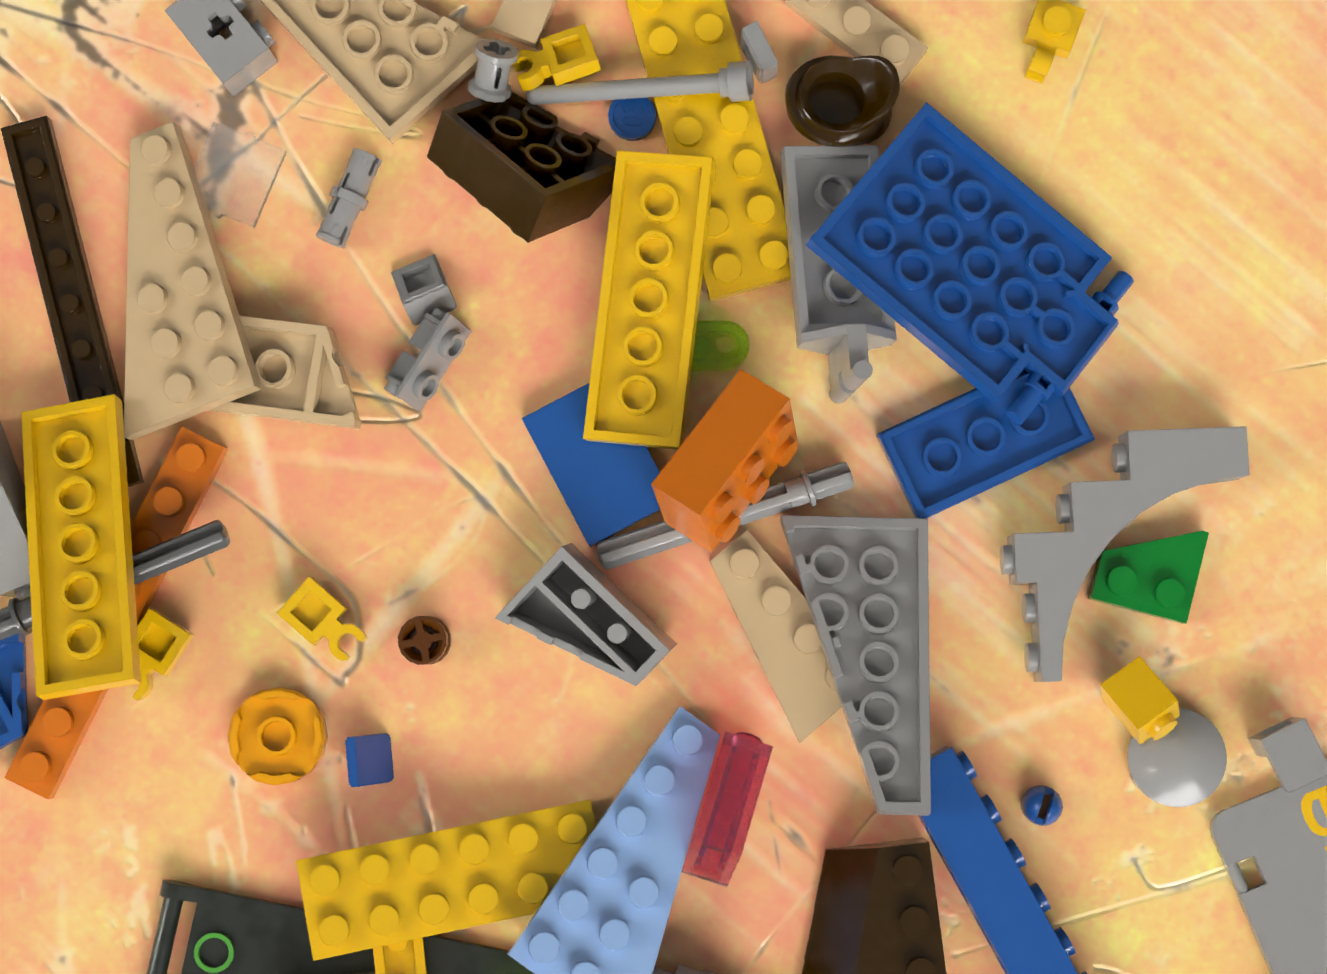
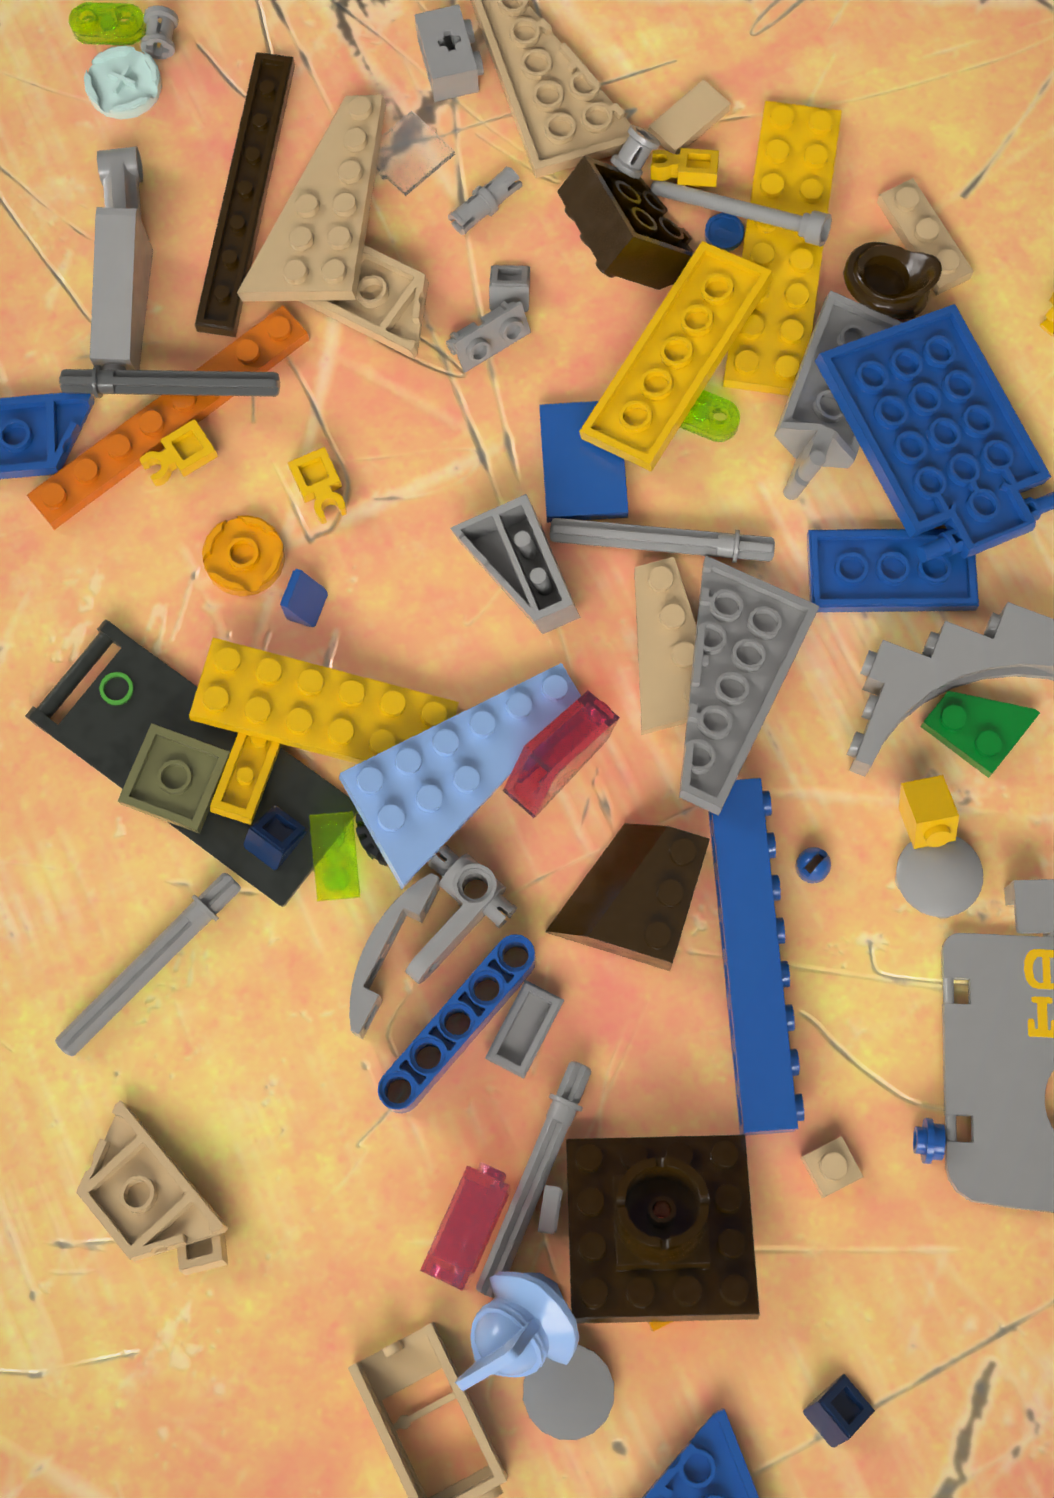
camera: 20 degrees right, 10 degrees down
(80, 548) = (166, 346): yellow plate -> none
(415, 641) = (387, 521): reddish brown wheel -> none
(726, 461) = (681, 487): orange brick -> none
(758, 52) = (841, 222): light grey tile -> none

